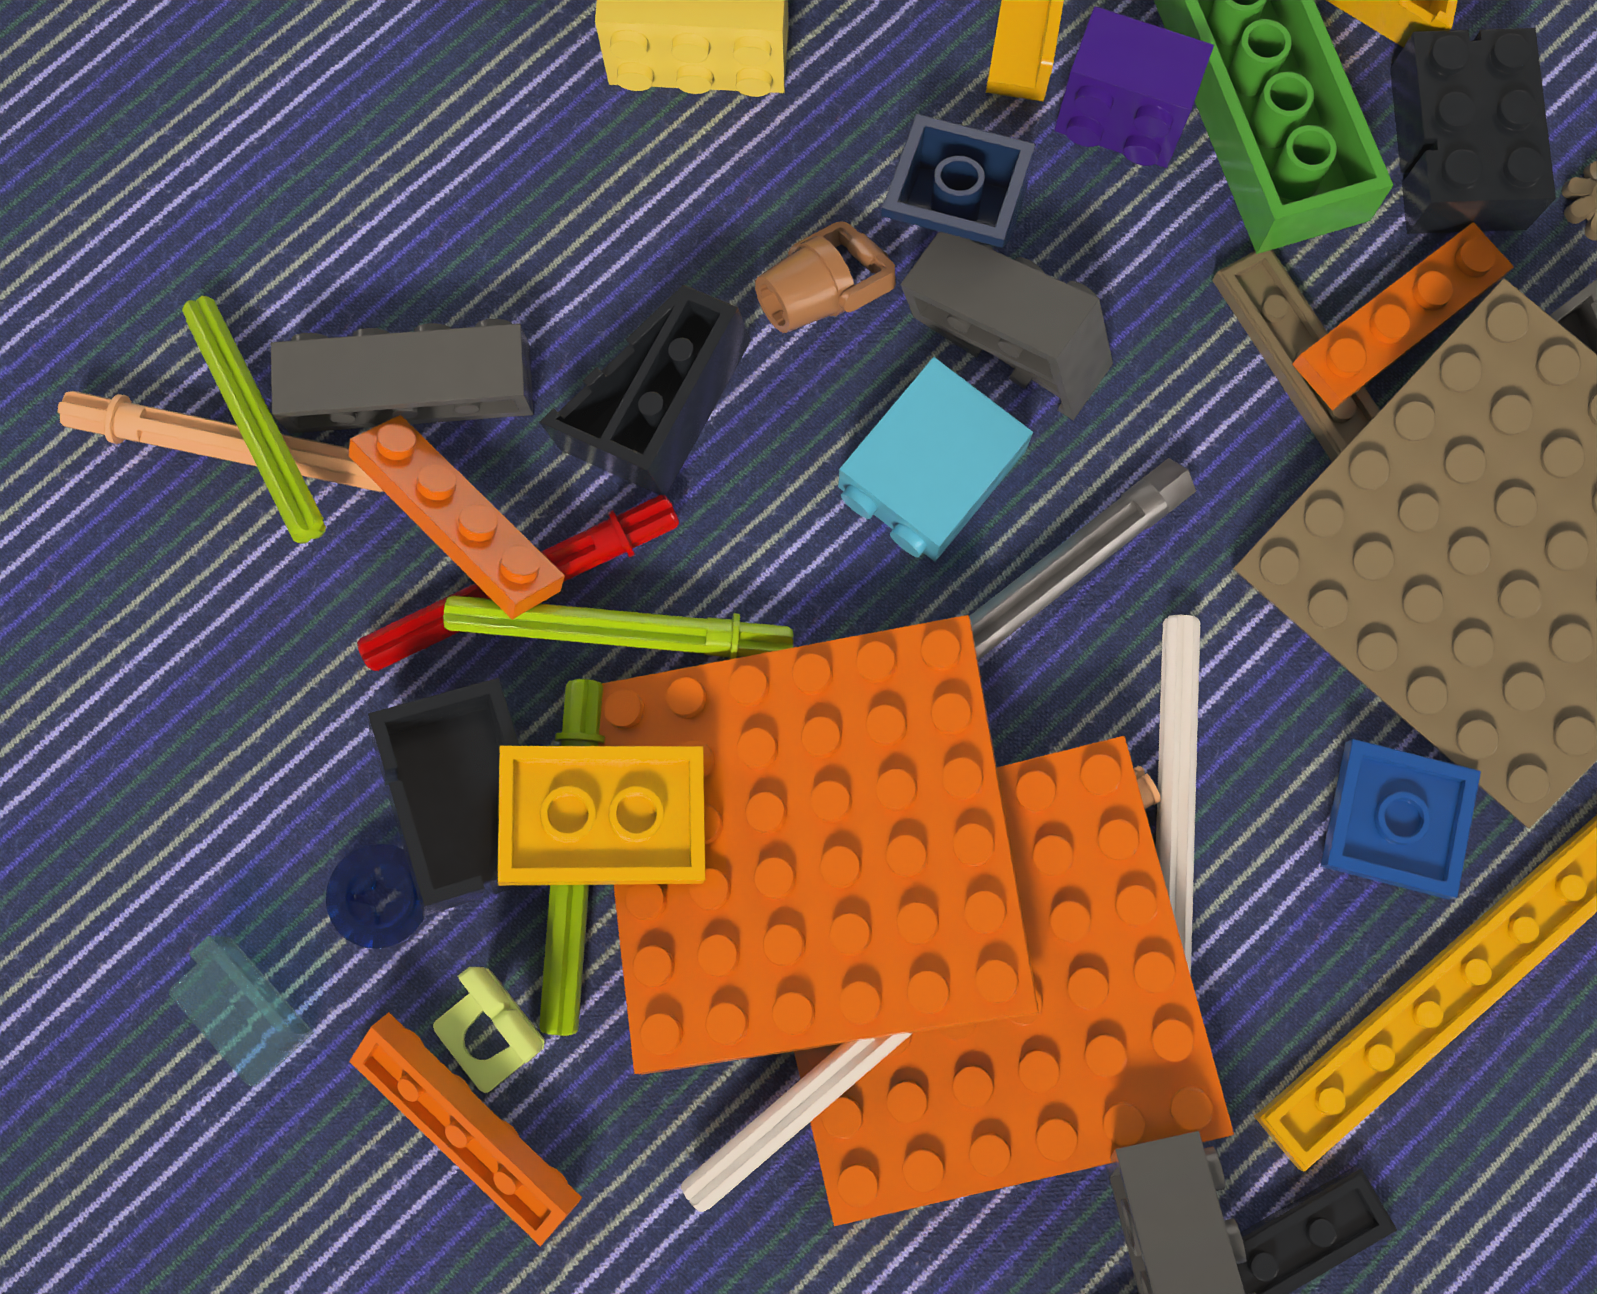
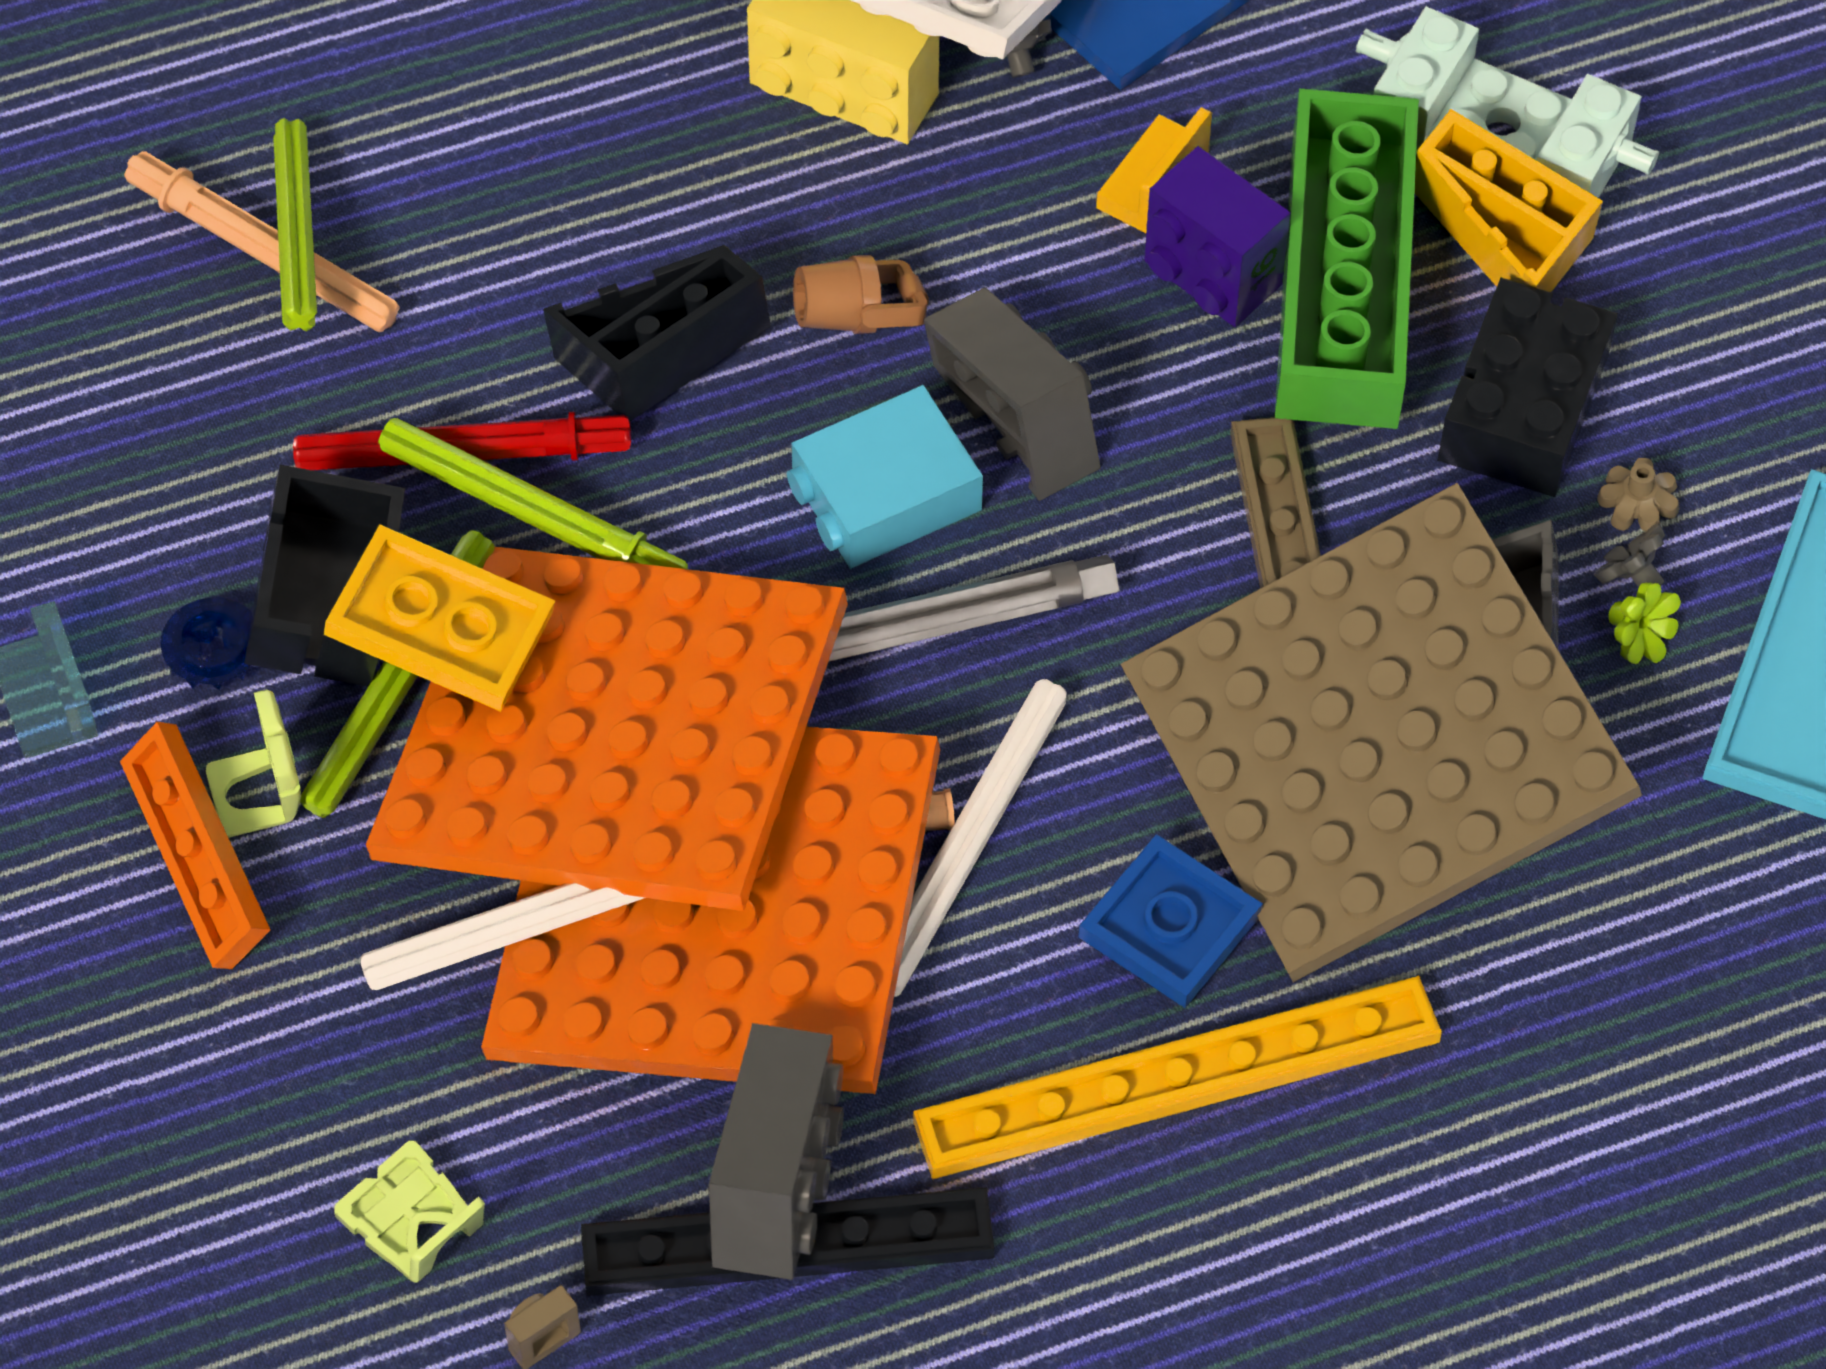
camera: 20 degrees right, 20 degrees down
(415, 374) = (442, 244): dark grey brick -> none
(456, 516) = (433, 361): orange plate -> none
(960, 181) = (1021, 255): dark blue slope -> none
(1402, 316) = (1318, 523): orange plate -> none

